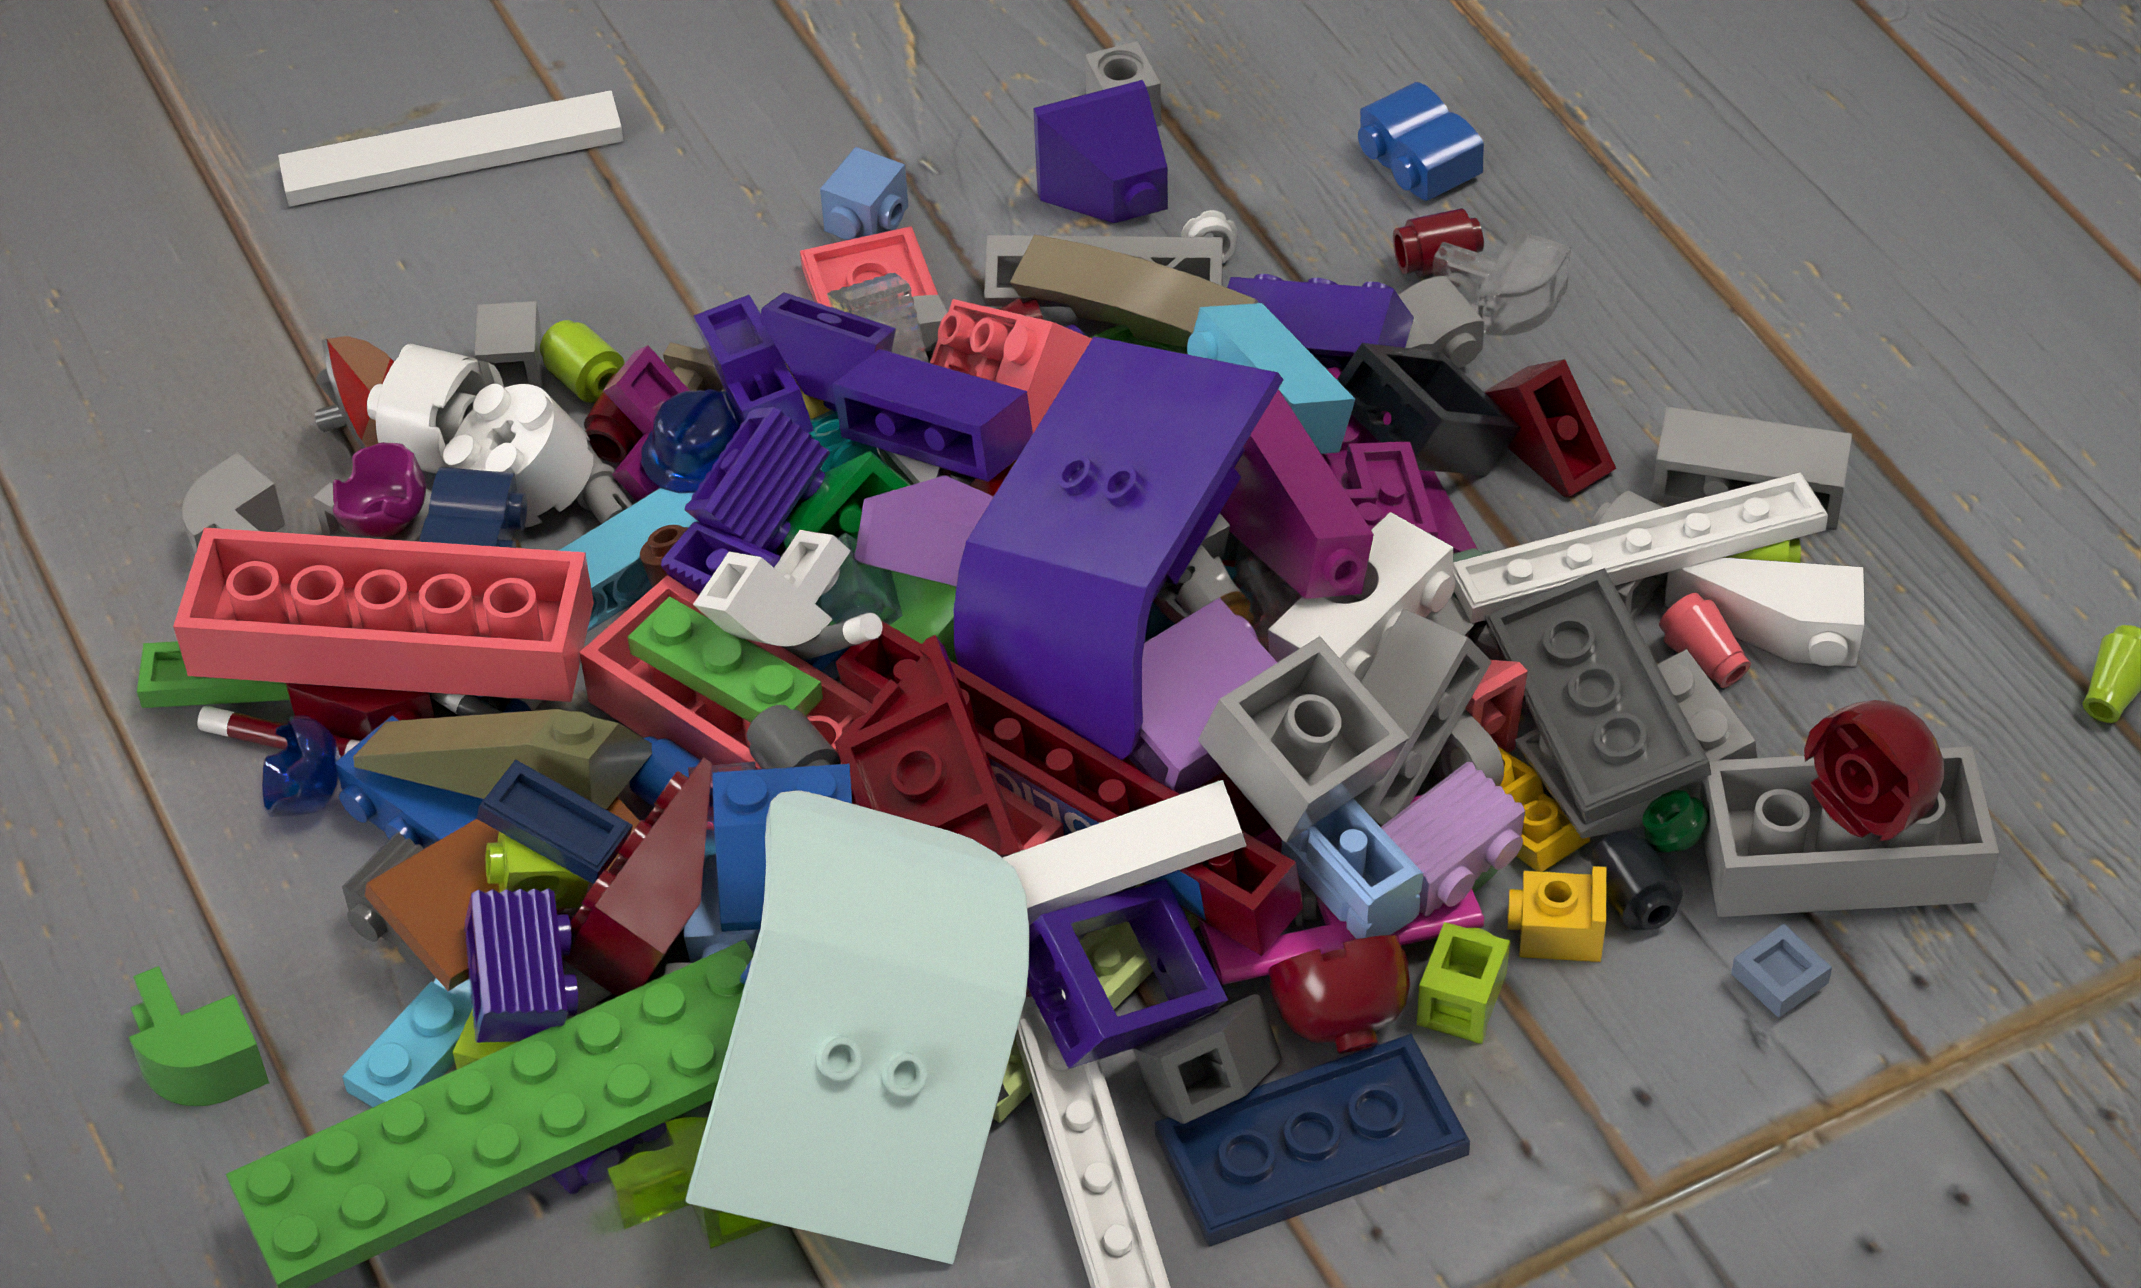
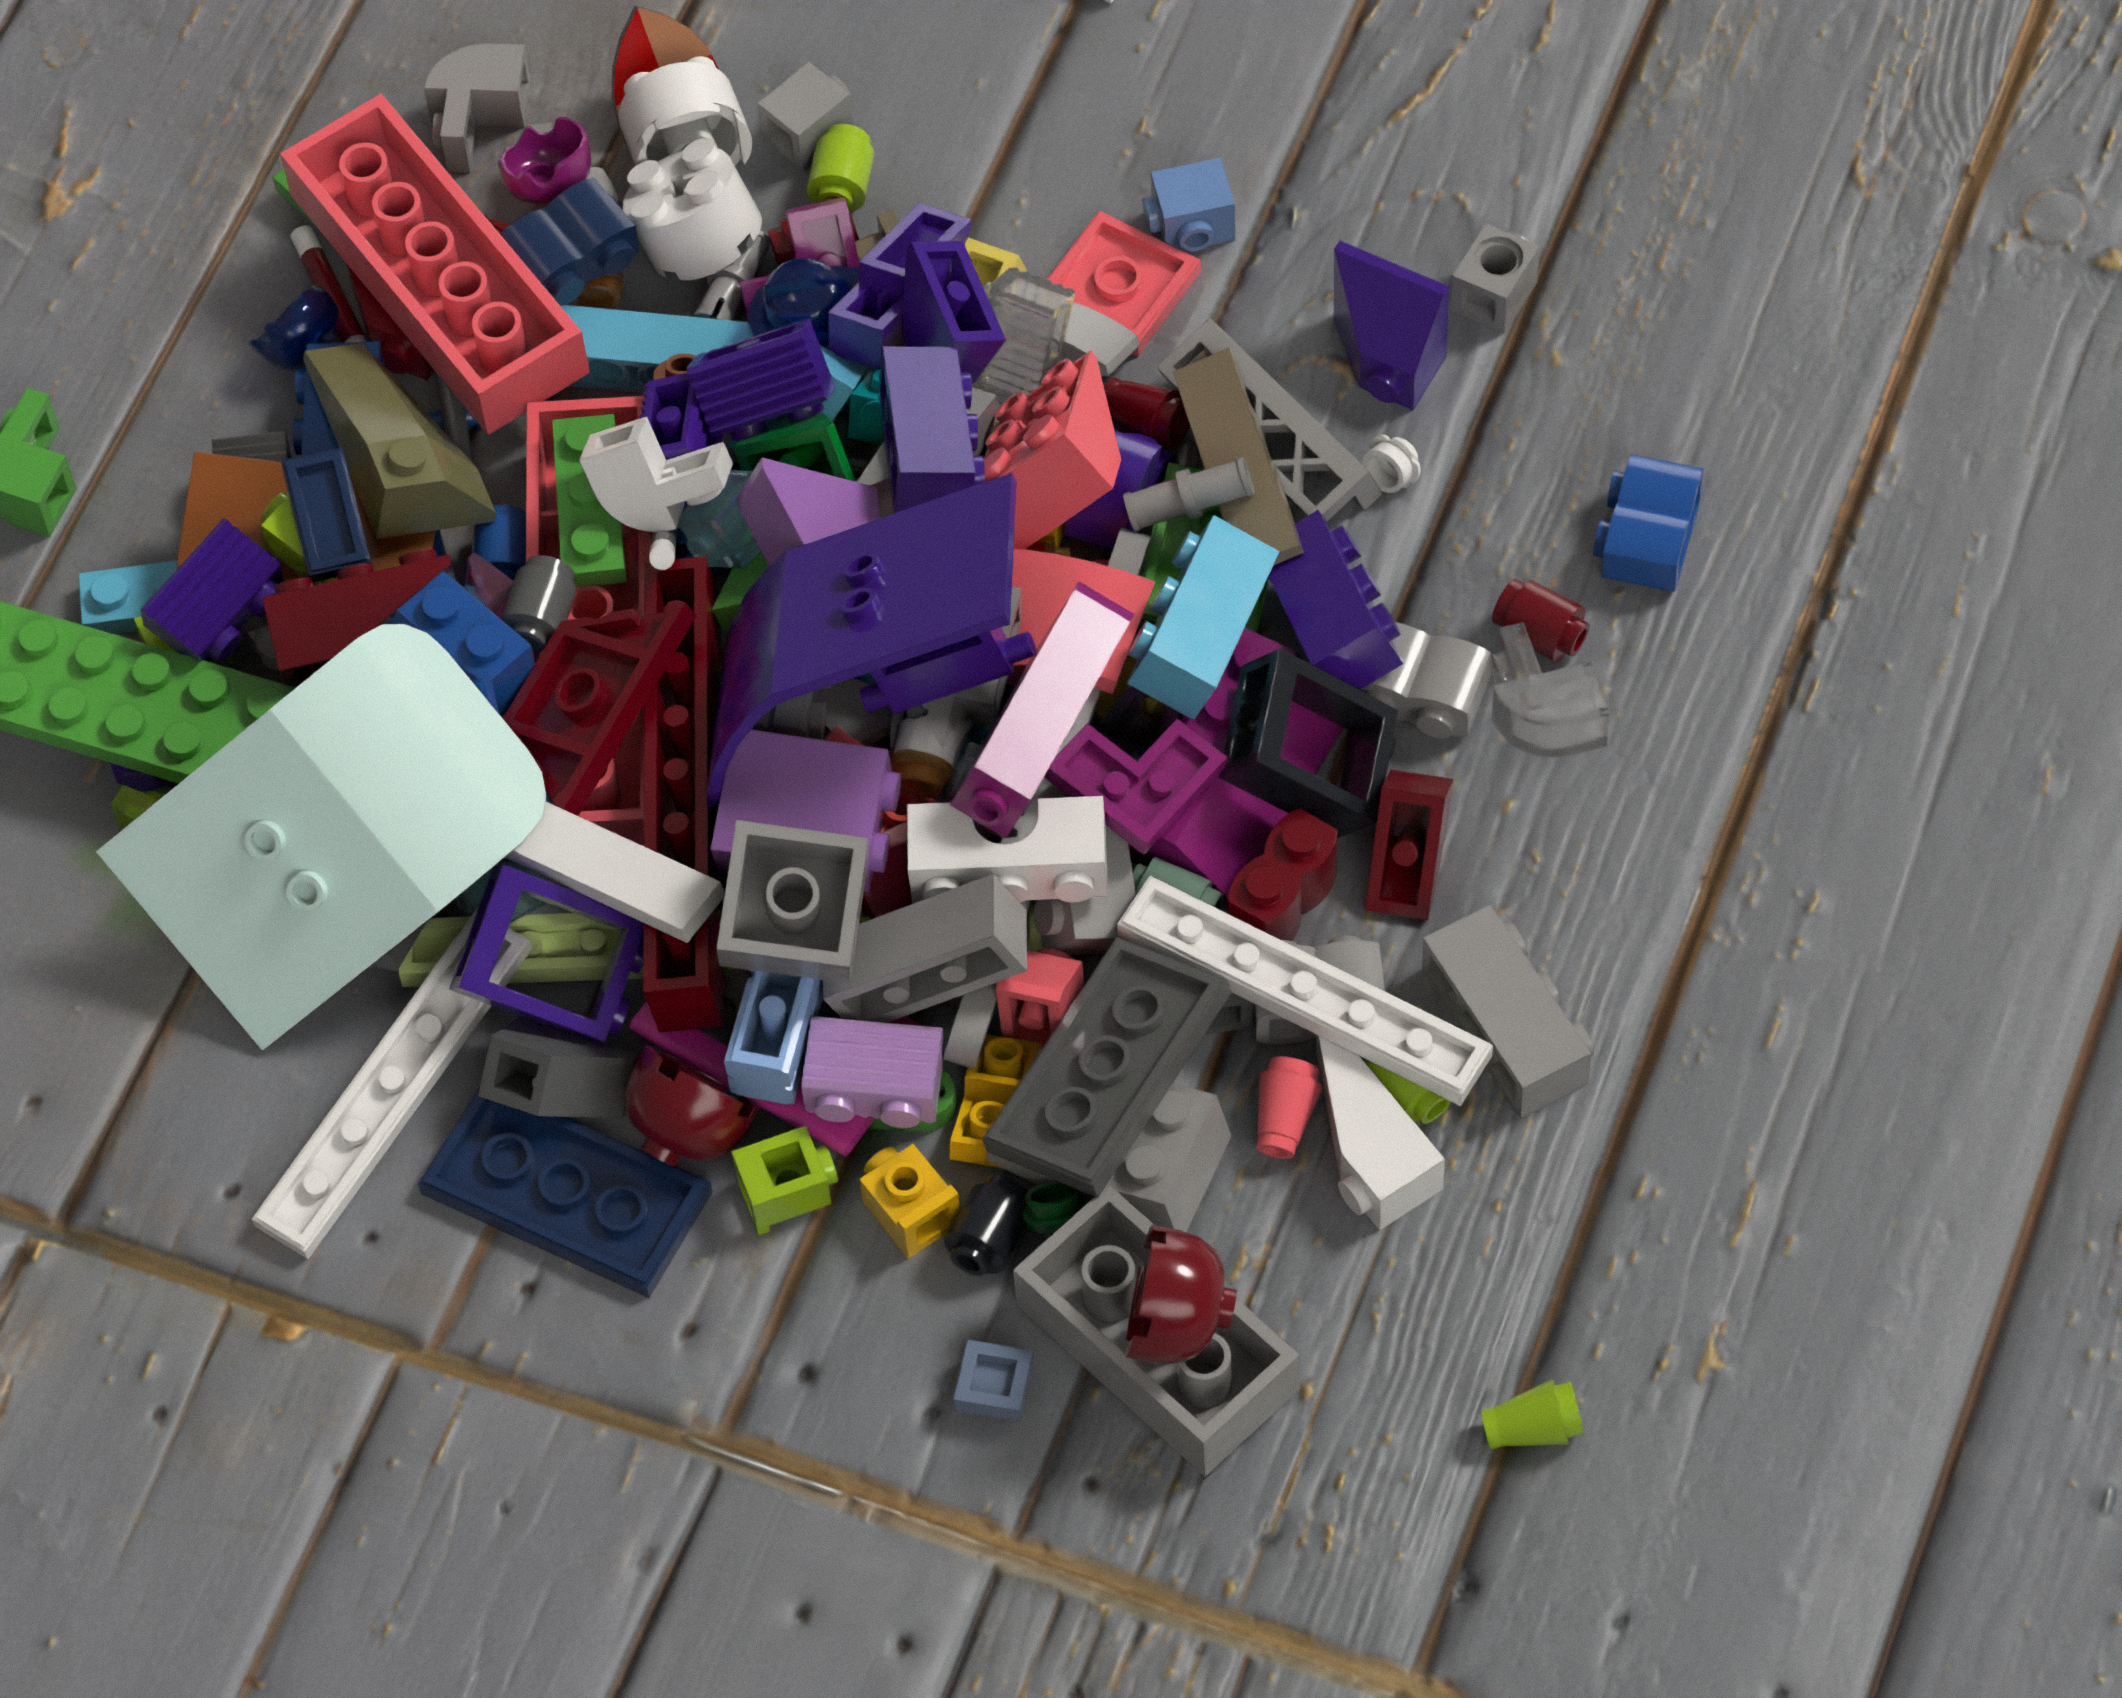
camera: 50 degrees right, 10 degrees up
(1147, 320) = (1189, 494): none -> light grey pin
(1506, 498) = (1288, 877): none -> dark red brick

